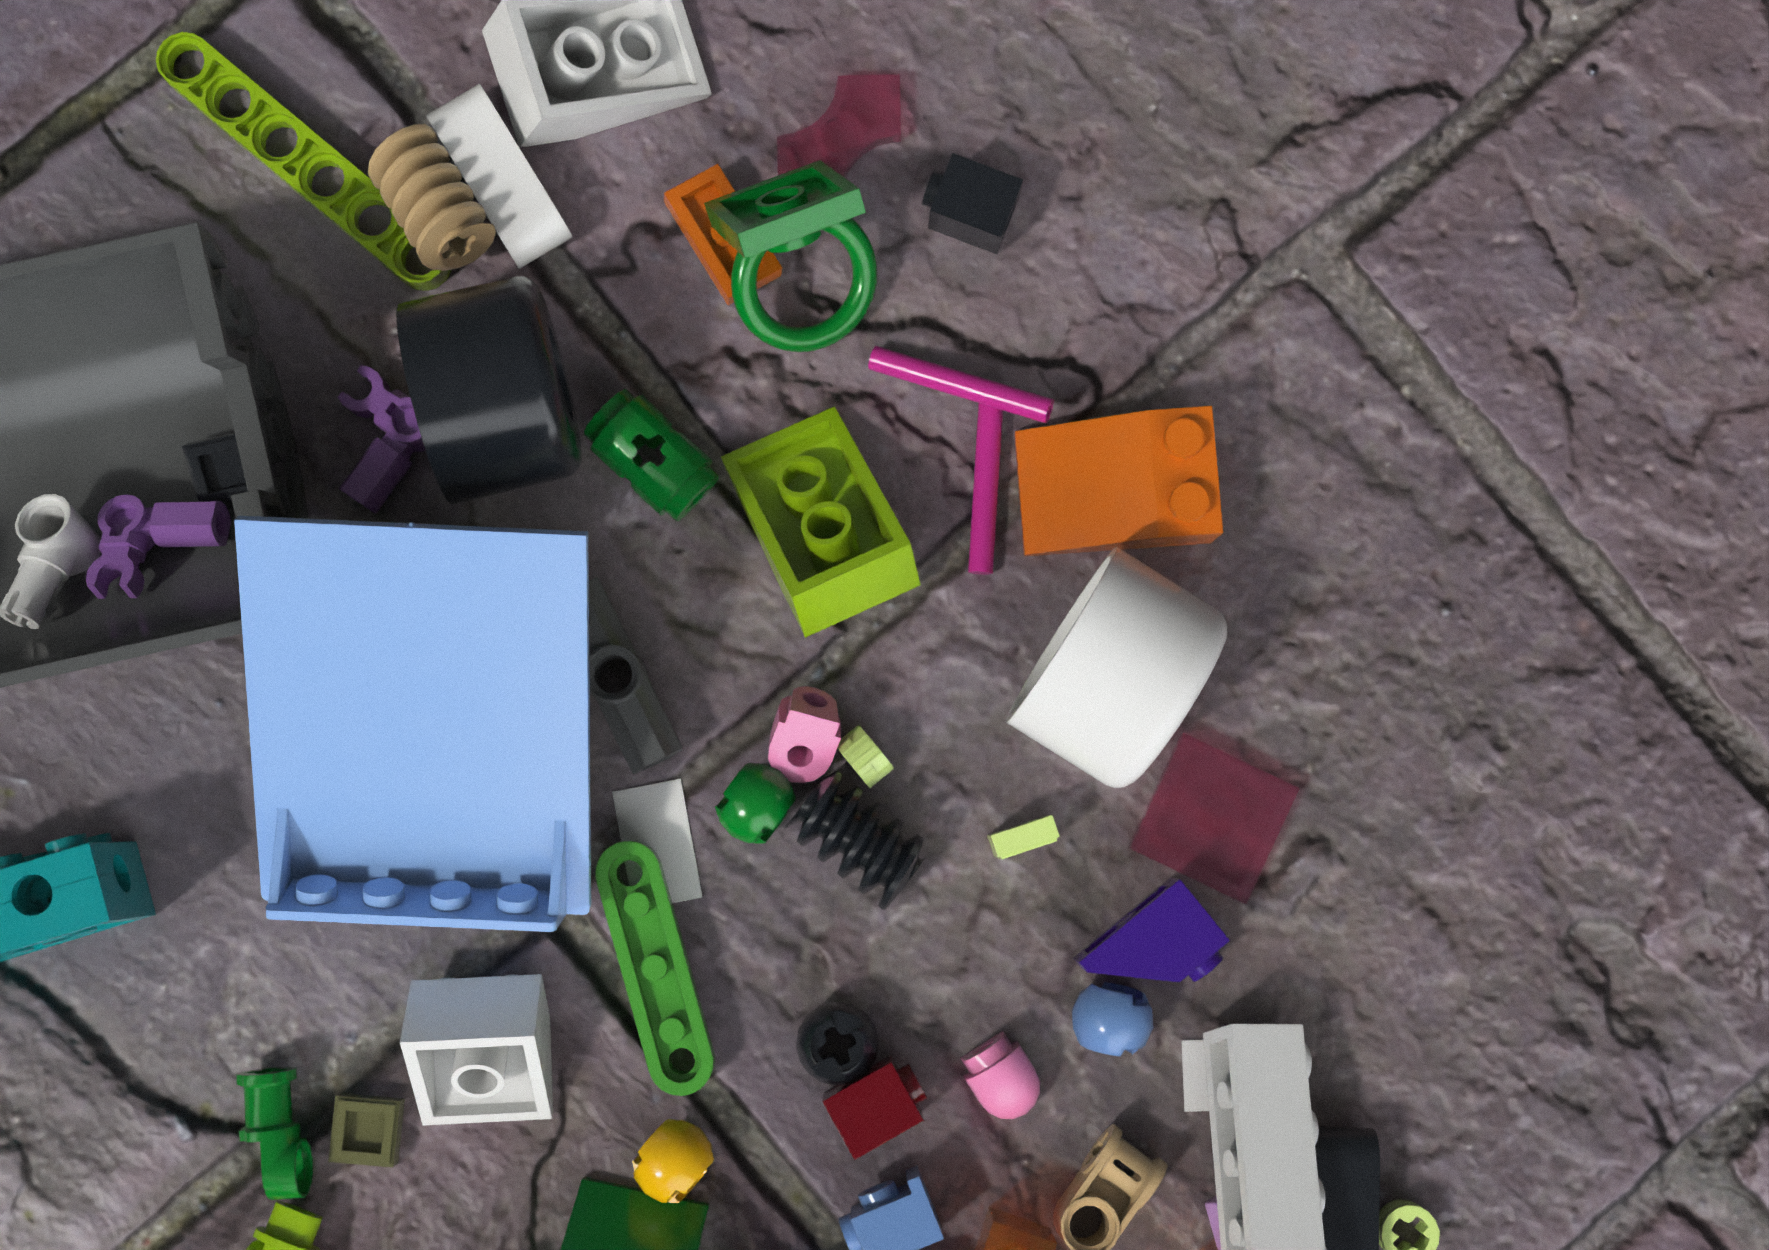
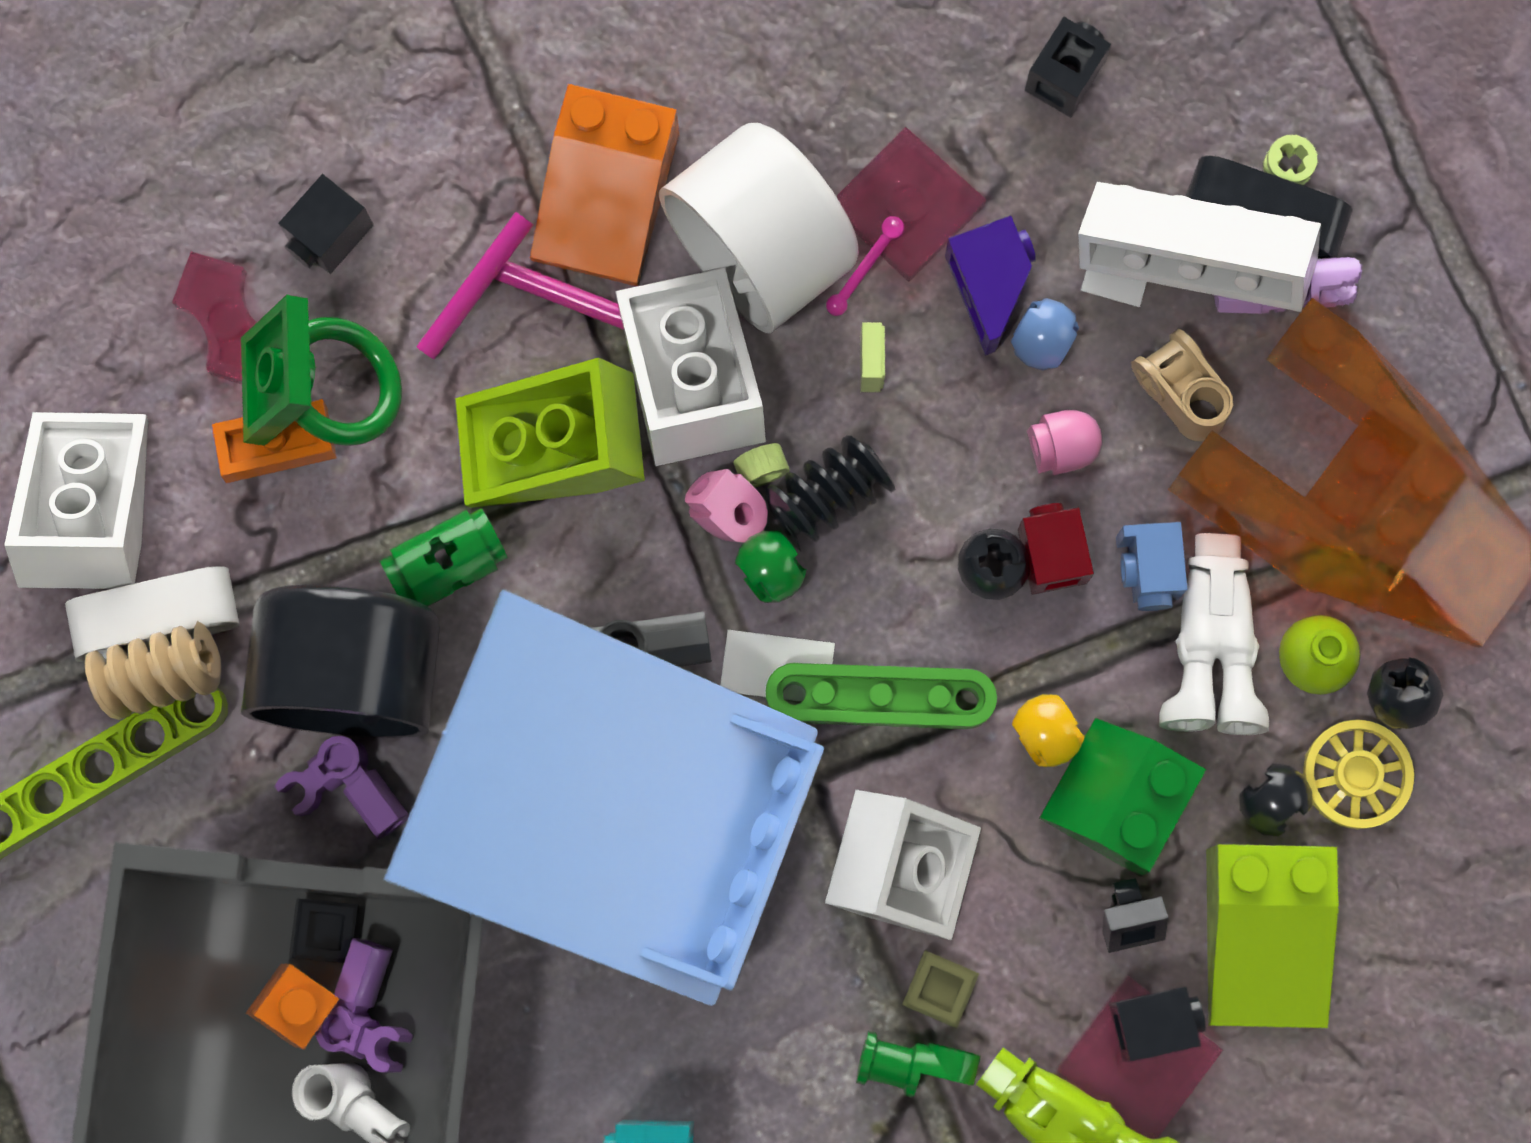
camera: 65 degrees left, 5 degrees down
(127, 464) = (292, 1005): none -> orange brick
(946, 643) = (691, 367): none -> white slope
(1174, 812) = (892, 229): none -> dark pink hinge
(1459, 954) = (1057, 84): none -> black brick

